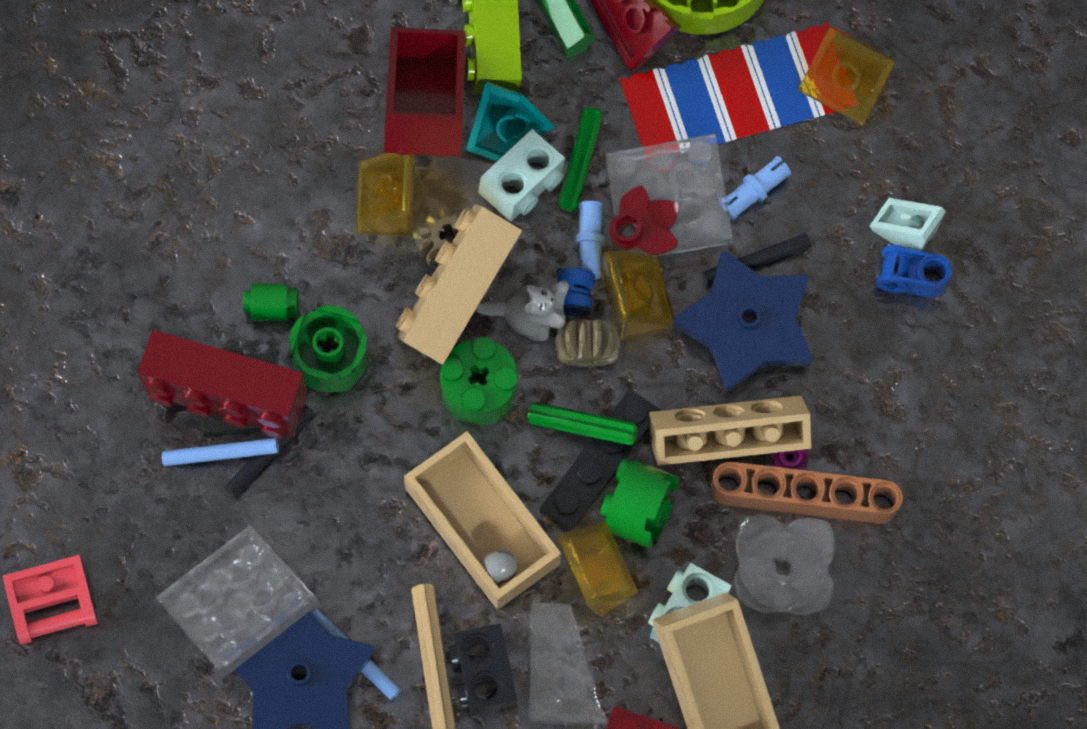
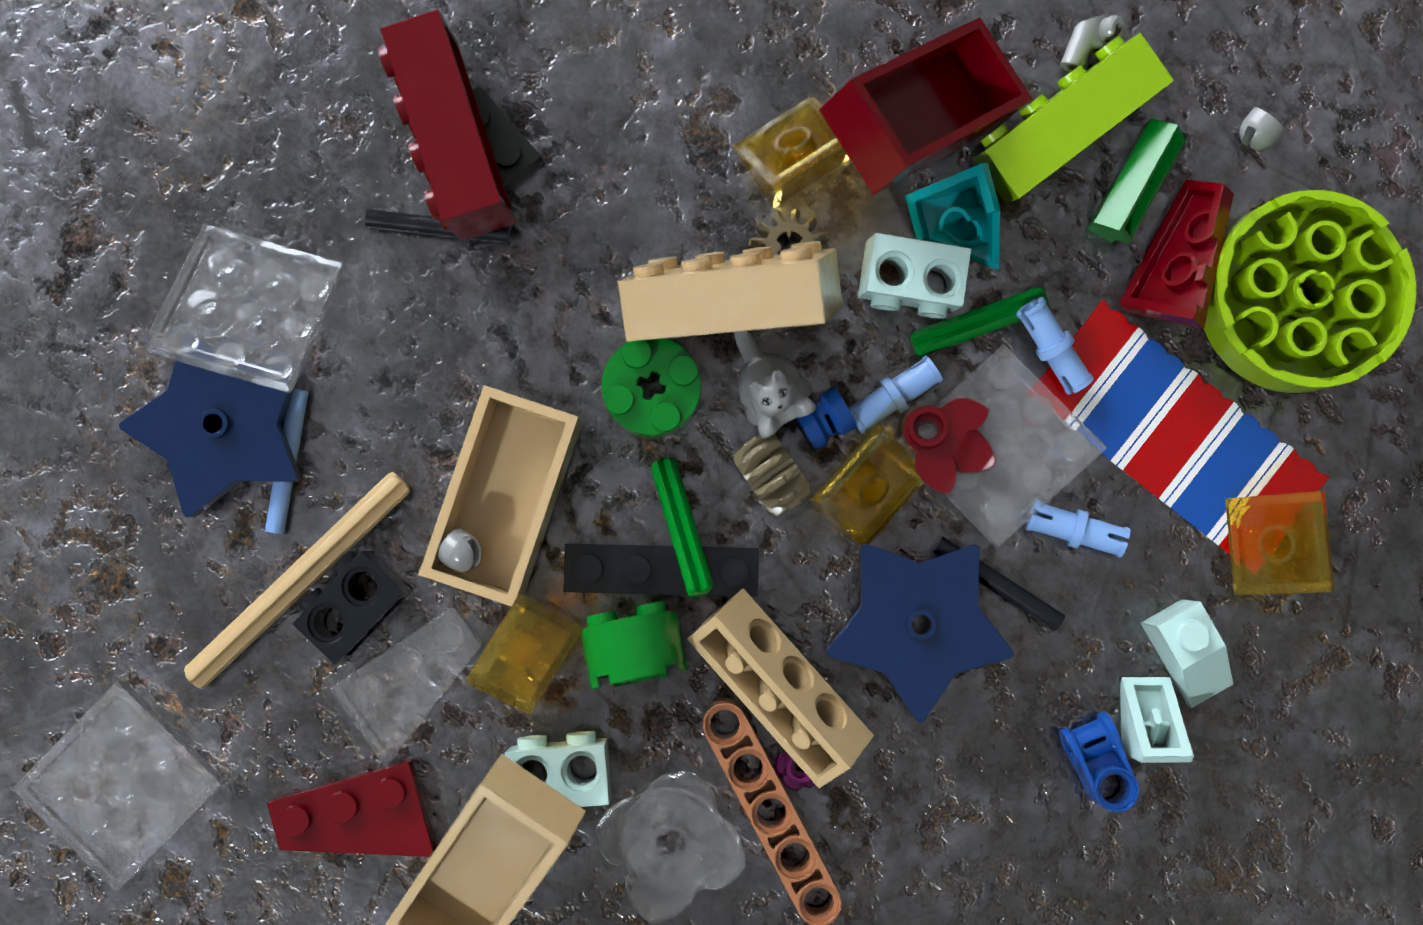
camera: 60 degrees right, 15 degrees up
(46, 587) = (140, 108): coral plate -> none
(220, 452) = (395, 176): light blue bar -> none
(271, 302) = (591, 114): green brick -> none
(314, 334) = (550, 209): green brick -> none
(629, 123) = (1054, 345): none -> light blue pin
(879, 172) = (1190, 650): none -> light aqua slope

